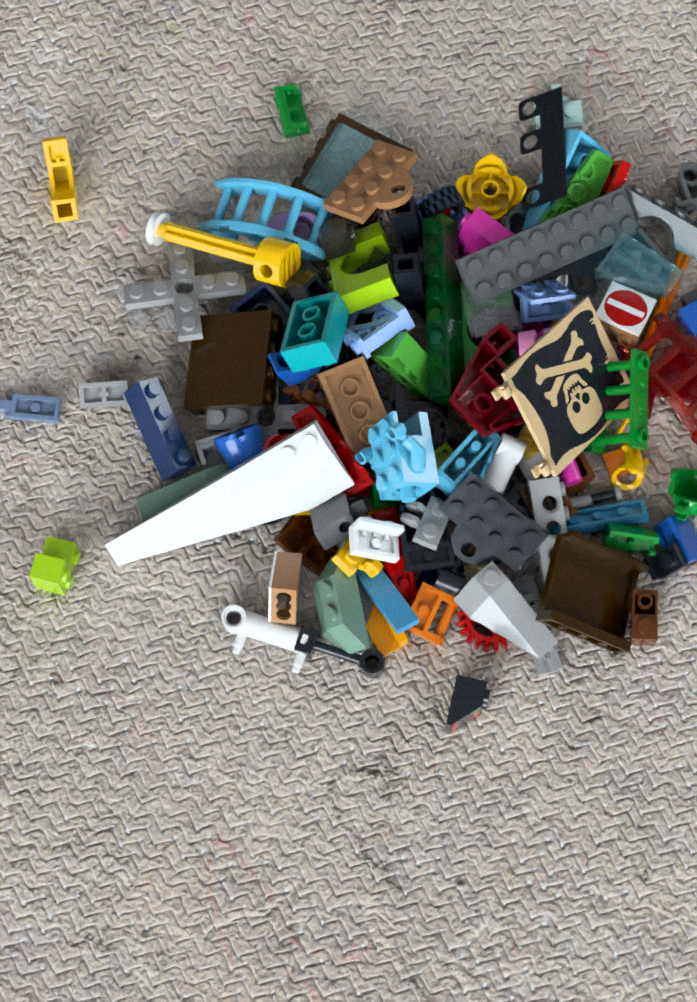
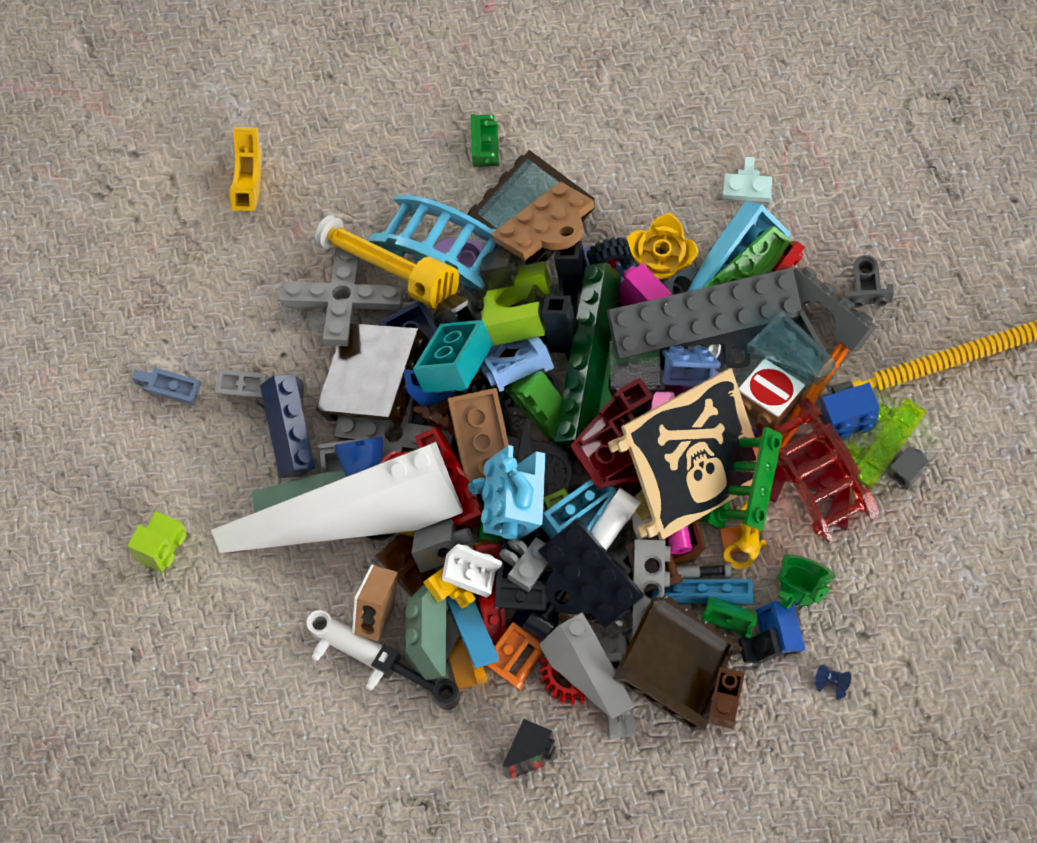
camera: 15 degrees right, 5 degrees down
(552, 145) = (731, 213): black piece -> none

